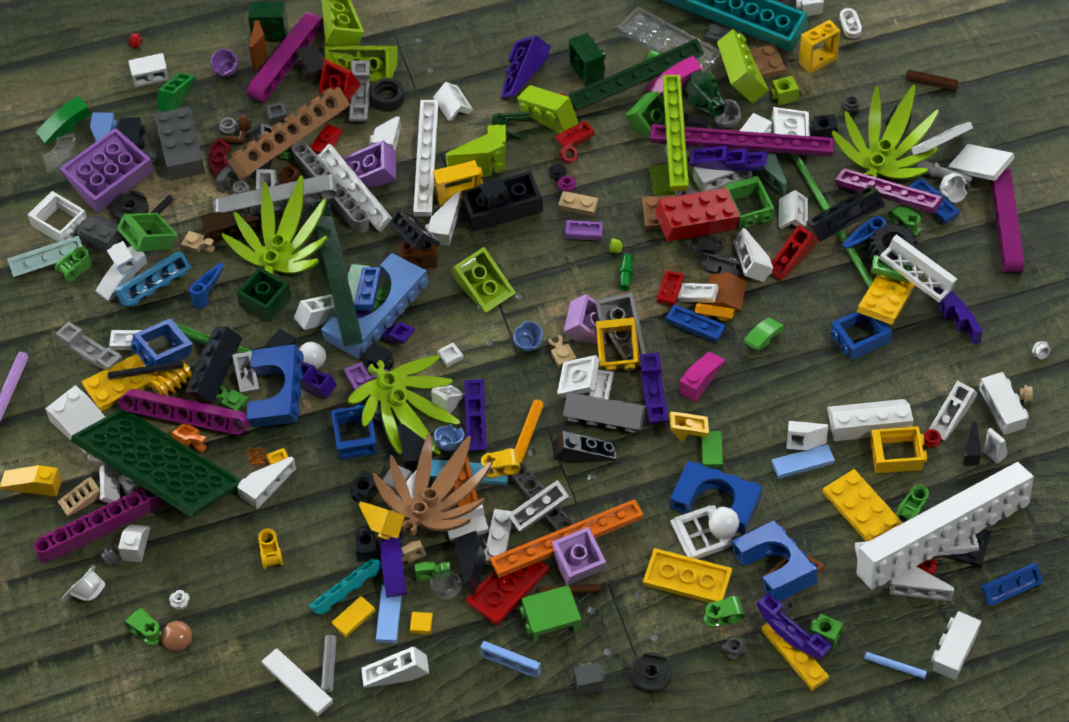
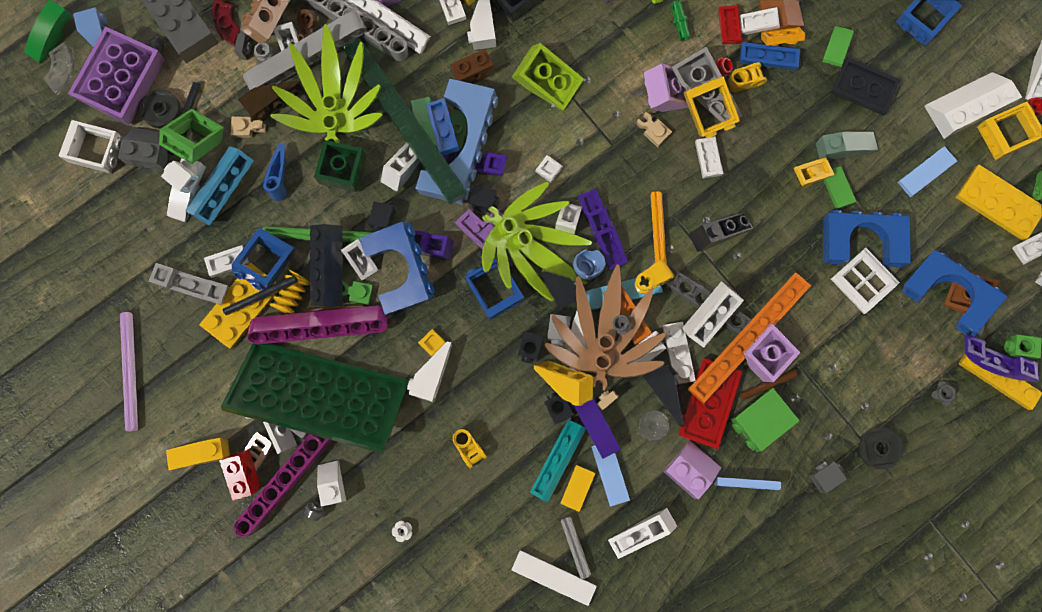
camera: 20 degrees left, 25 degrees up
(43, 256) = (98, 194): light aqua plate -> none
(60, 503) = (240, 475): none -> brick
(73, 412) = (210, 366): white slope -> none
(74, 263) = (130, 194): bright green piece -> none
(86, 588) = (308, 556): white piece -> none
(133, 130) = (124, 21): black slope -> none
(144, 627) = (378, 573): bright green piece -> none
(176, 636) = (417, 571): nougat hair -> none
(188, 434) = (332, 348): orange plate -> none
(257, 456) = (410, 347): clear orange plate -> none
(313, 354) = (416, 215): white hair -> none
(412, 230) = (460, 46): black fence -> none
(421, 623) = (644, 472): yellow tile -> none
(429, 570) = (628, 415): bright green plate -> none
(452, 486) = (618, 320): none -> dark grey plate
(463, 633) = (692, 470): none -> lavender slope
(528, 336) = (619, 125): medium blue hair -> none
(578, 376) = (686, 154): white plate -> none
(605, 411) = (726, 184): light grey brick -> none
(648, 319) = (724, 65): none -> red plate
(653, 388) = (759, 144): dark purple slope -> none
(664, 334) = (750, 77): none -> yellow piece
(687, 576) = (873, 334): yellow plate -> none
(700, 376) = (798, 112): dark pink slope -> none
(723, 523) = (890, 269): white hair -> none
(725, 611) = (923, 358): bright green piece -> none
(732, 414) = (846, 144): none -> sand green slope
(774, 373) = (865, 86): none -> black plate
(806, 435) = (921, 145): white slope -> none

